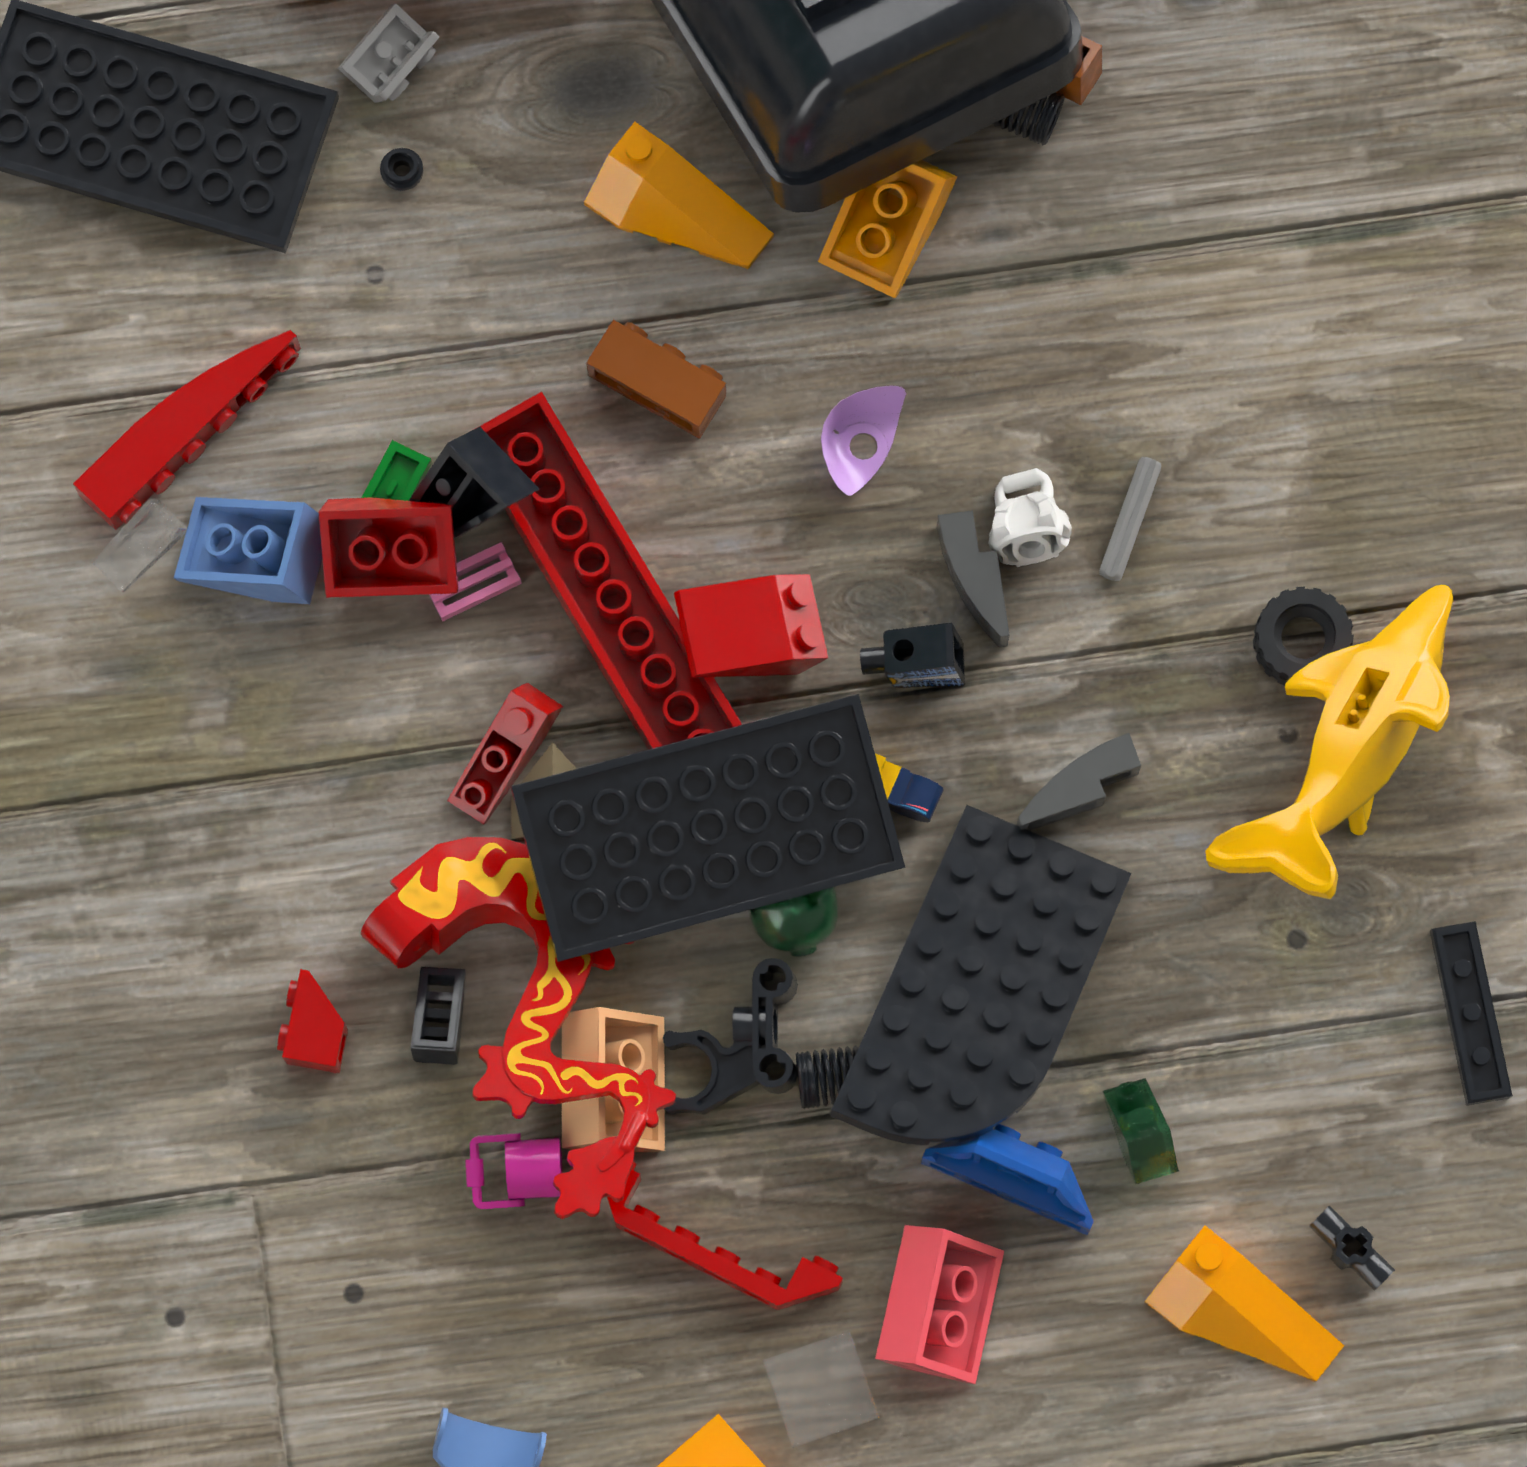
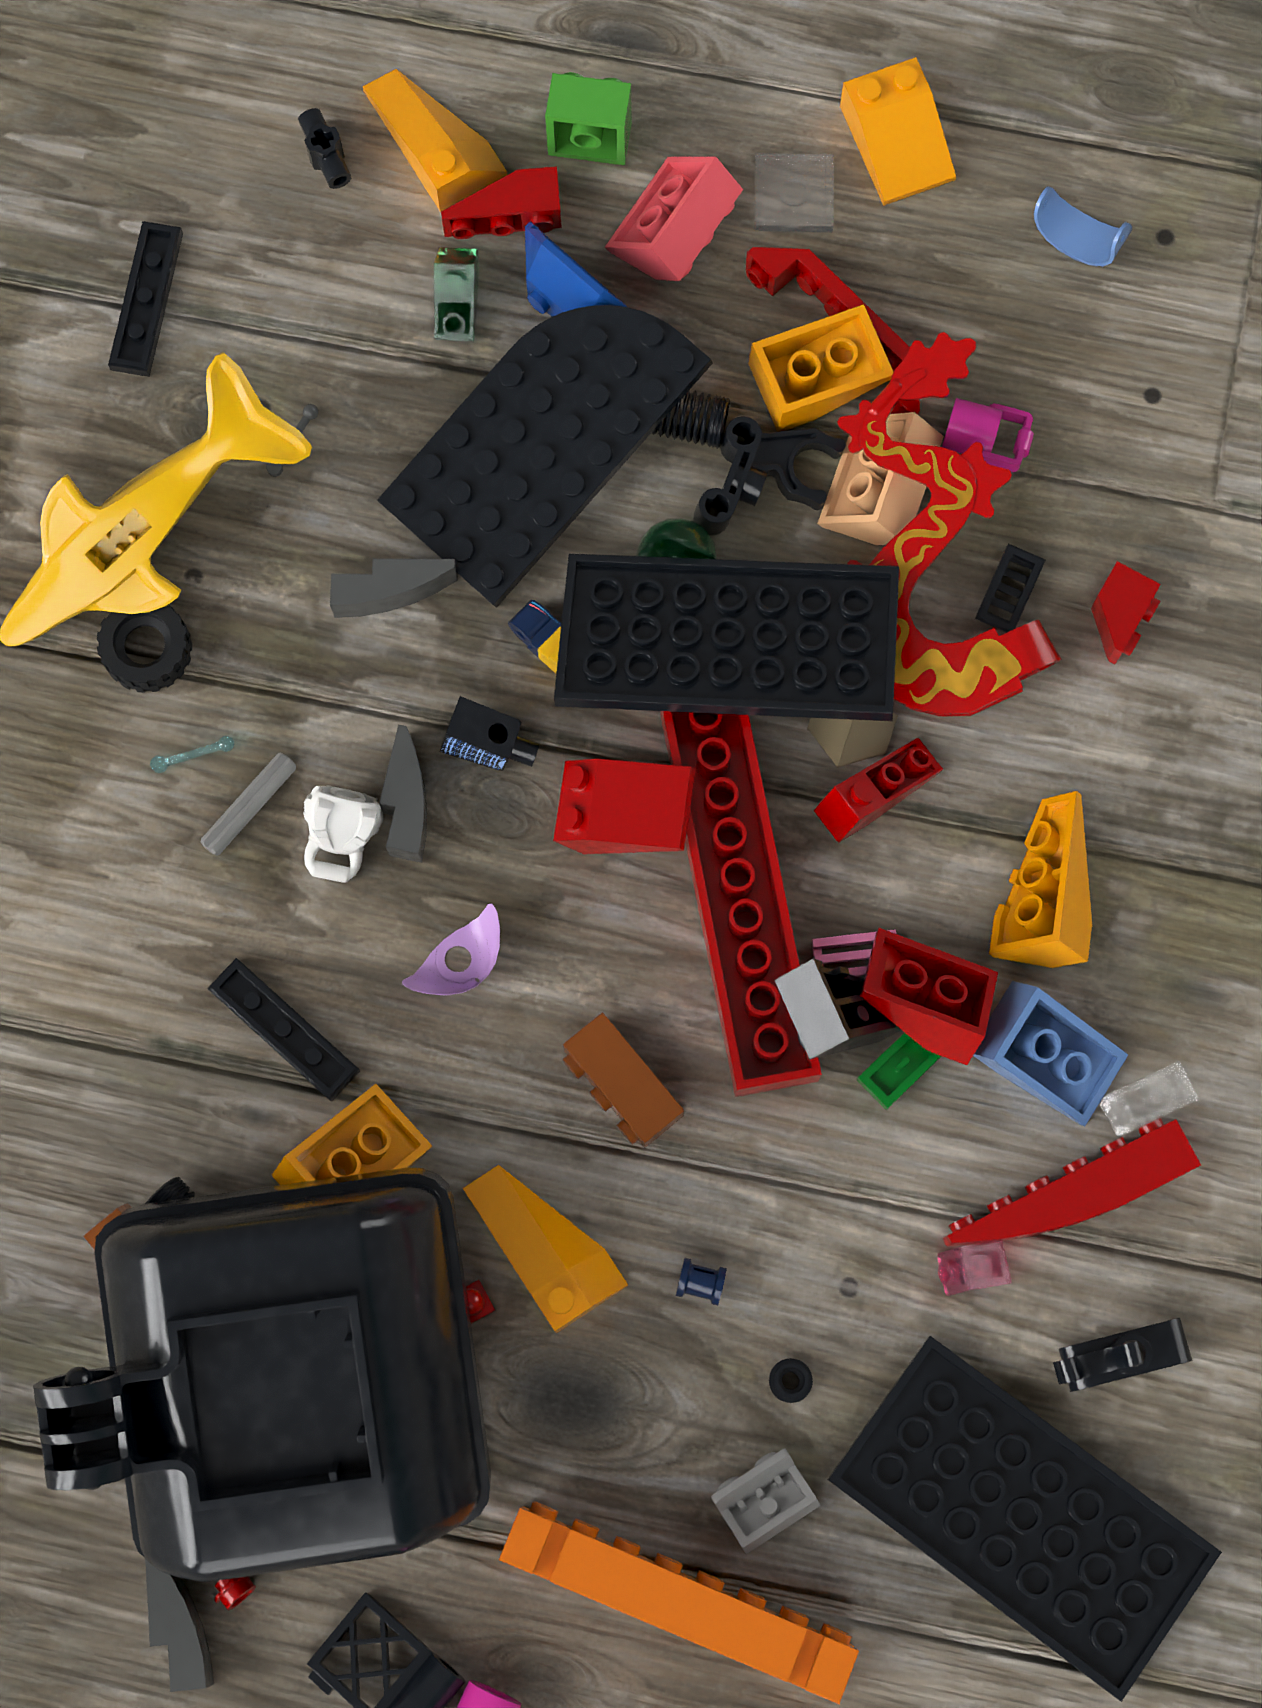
camera: 160 degrees left, 0 degrees up
(120, 271) = (1111, 1360): none -> black piece
(260, 321) = (973, 1268): none -> clear pink bracket
(298, 698) = (1049, 903): none -> light orange wedge
(515, 224) = (701, 1281): none -> dark blue bush
(718, 1174) = (818, 367): none -> light orange slope
(720, 139) = (478, 1301): none -> red piece
(1004, 318) = (284, 1029): none -> black tile
(1073, 1375) = (588, 118): none -> bright green brick
(1113, 1261) = (507, 206): none -> red slope
(1236, 530) = (160, 764): none -> clear light blue hinge
(1242, 947) = (309, 412): none -> dark grey hinge

